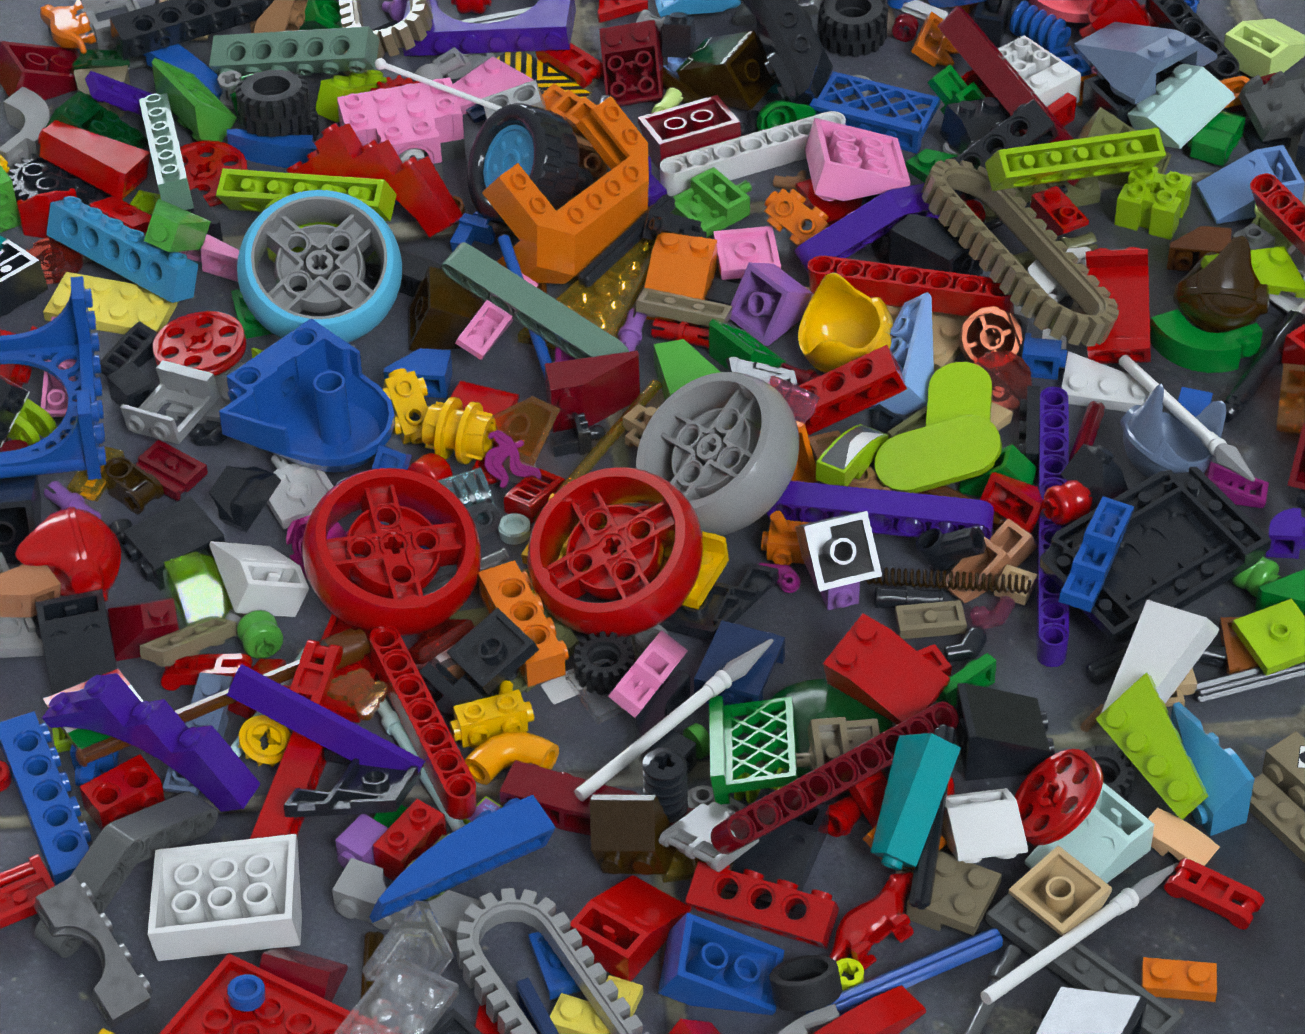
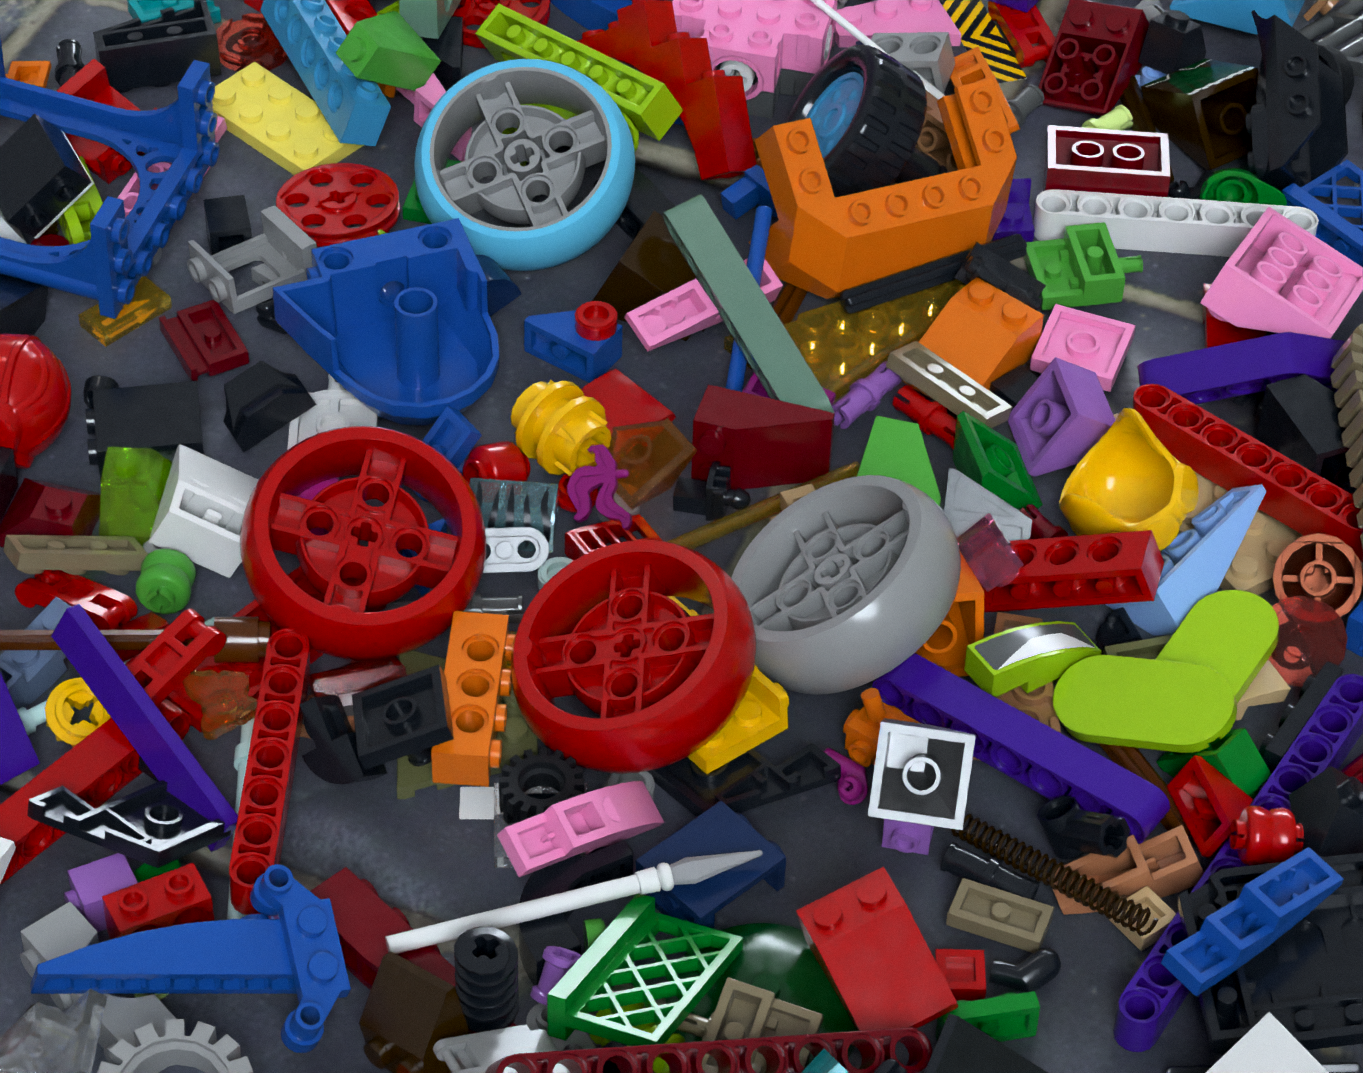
camera: 25 degrees right, 0 degrees up
(65, 499) = (70, 338): medium lavender pin -> none
(131, 484) = (148, 339): dark brown piece -> none
(137, 337) = (264, 177): black slope -> none
(407, 397) = (527, 360): yellow brick -> none
(433, 353) = (596, 320): none -> red tile
(491, 716) = (360, 802): yellow brick -> none
(502, 751) = (362, 852): light orange cylinder -> none
(534, 817) = (311, 949): none -> blue plate
(697, 768) = (556, 965): none -> medium lavender bush
(789, 182) = (1195, 278): medium nougat animal -> none
(789, 213) = (1163, 315): orange brick -> none
(995, 617) = (1089, 950): clear pink arm -> none

